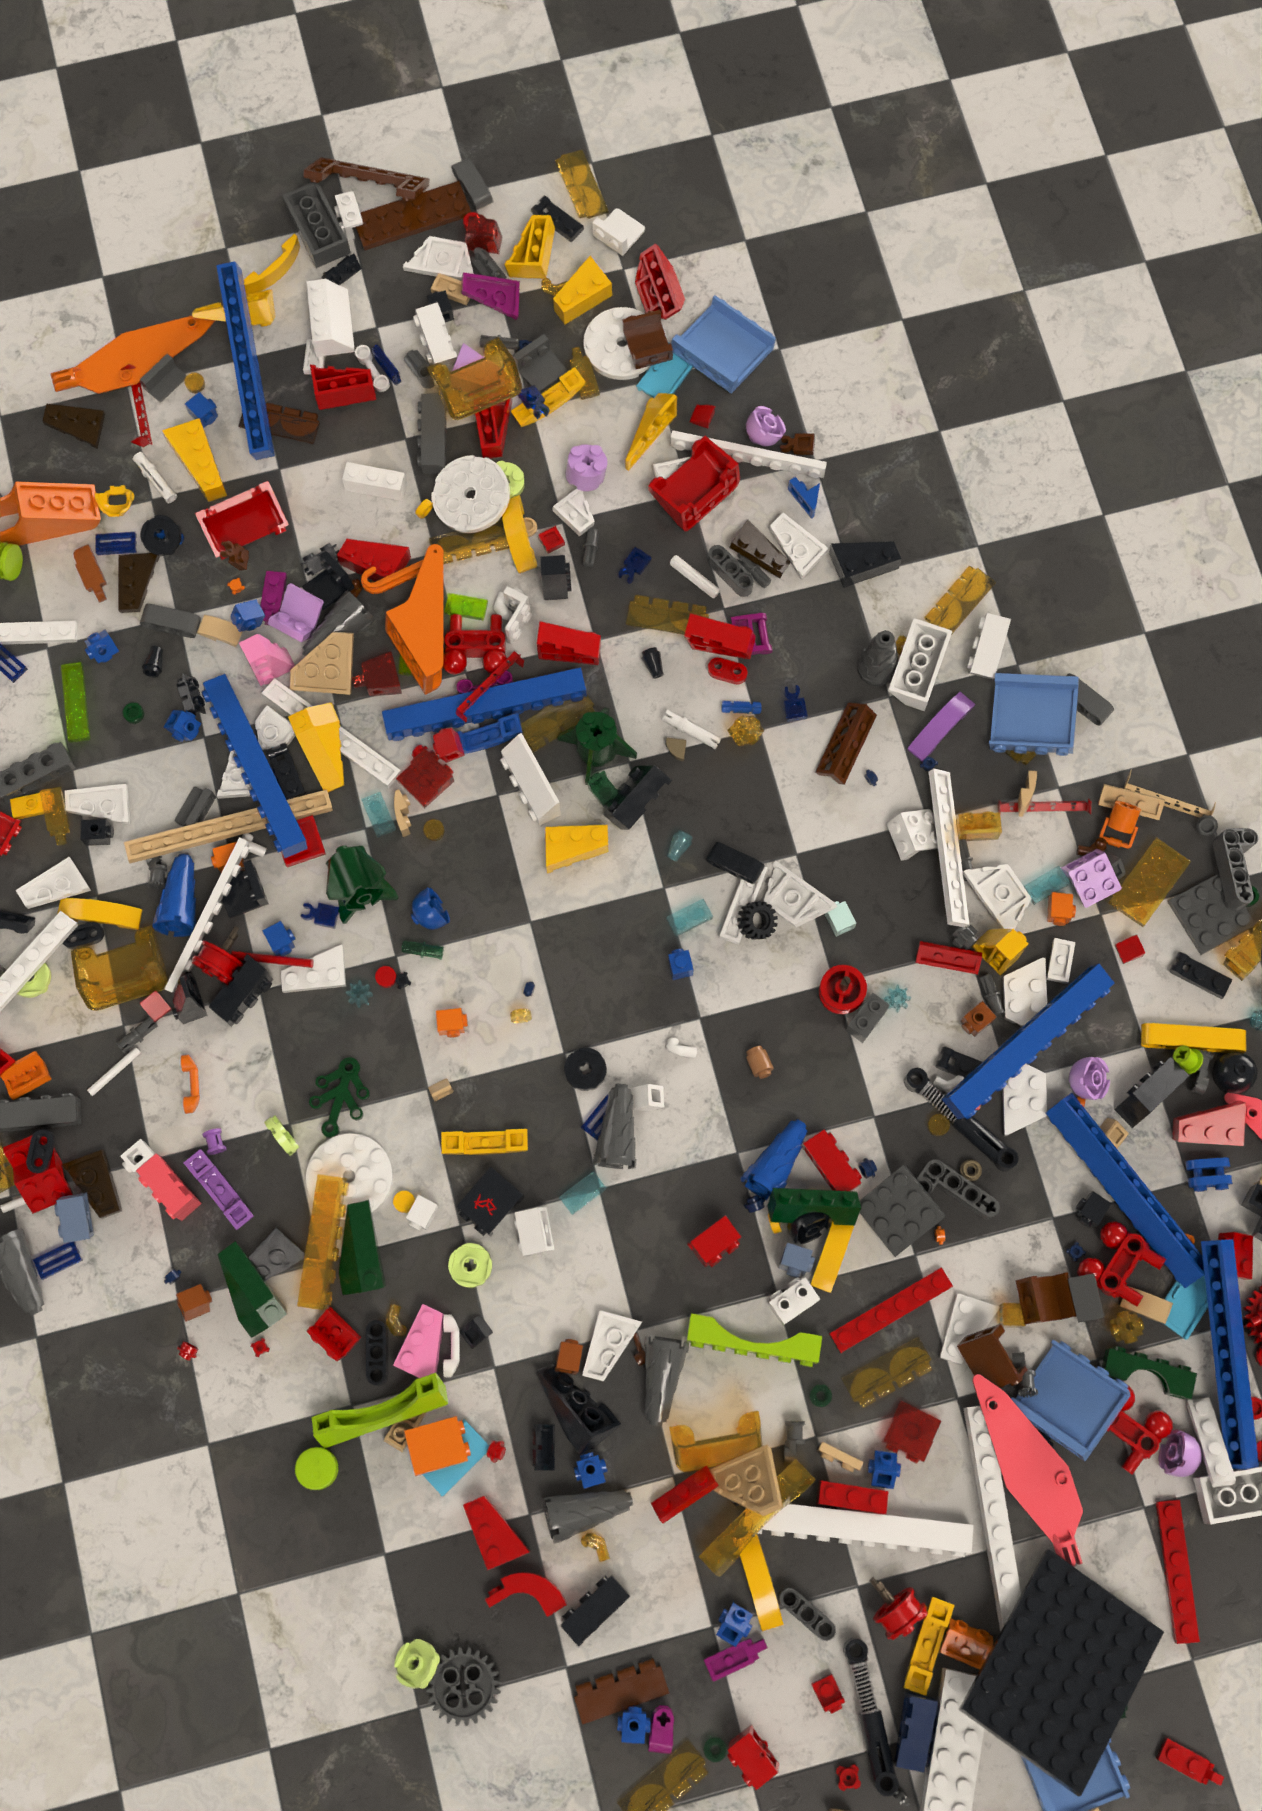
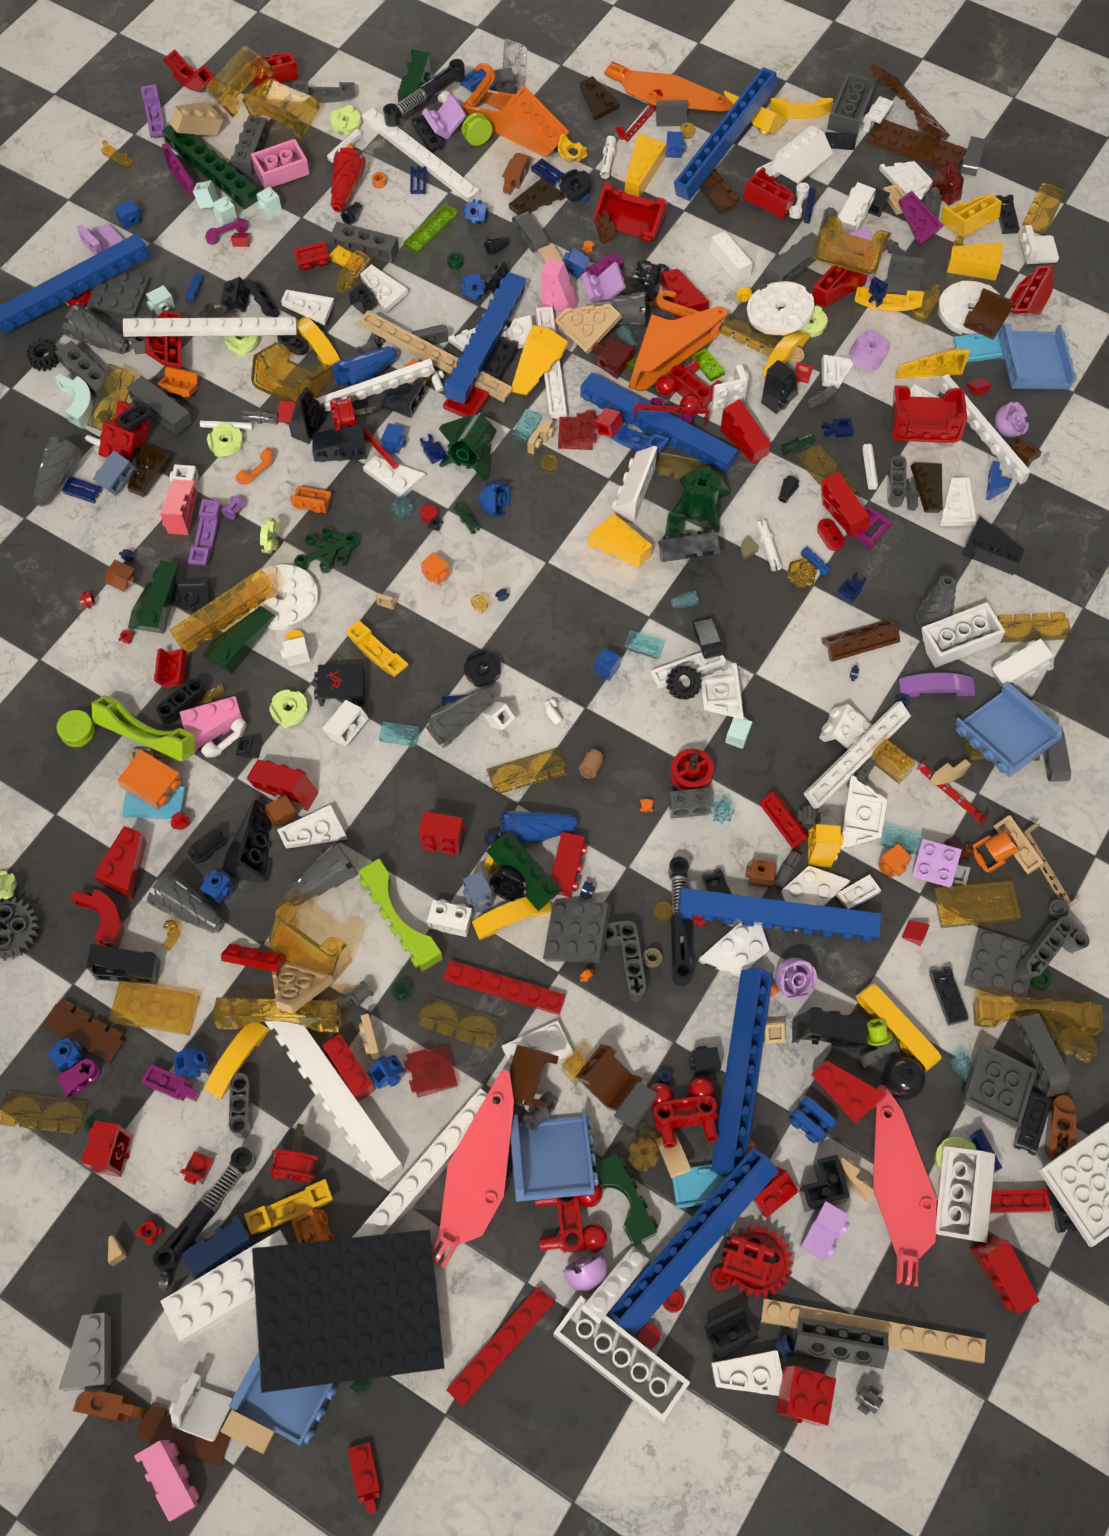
camera: 45 degrees right, 10 degrees down
(136, 1098) = (227, 448): none -> yellowish green plate
(273, 1065) = (311, 499): none -> orange bracket
(369, 645) = (626, 336): none -> clear light blue cone
(541, 1332) = (283, 781): none -> red wedge
(617, 612) = (797, 444): none -> clear green axle
(652, 1615) = (154, 1008): none -> clear yellow plate
(710, 1121) = (523, 769): none -> clear yellow windscreen
(835, 1051) = (646, 805): none -> orange piece

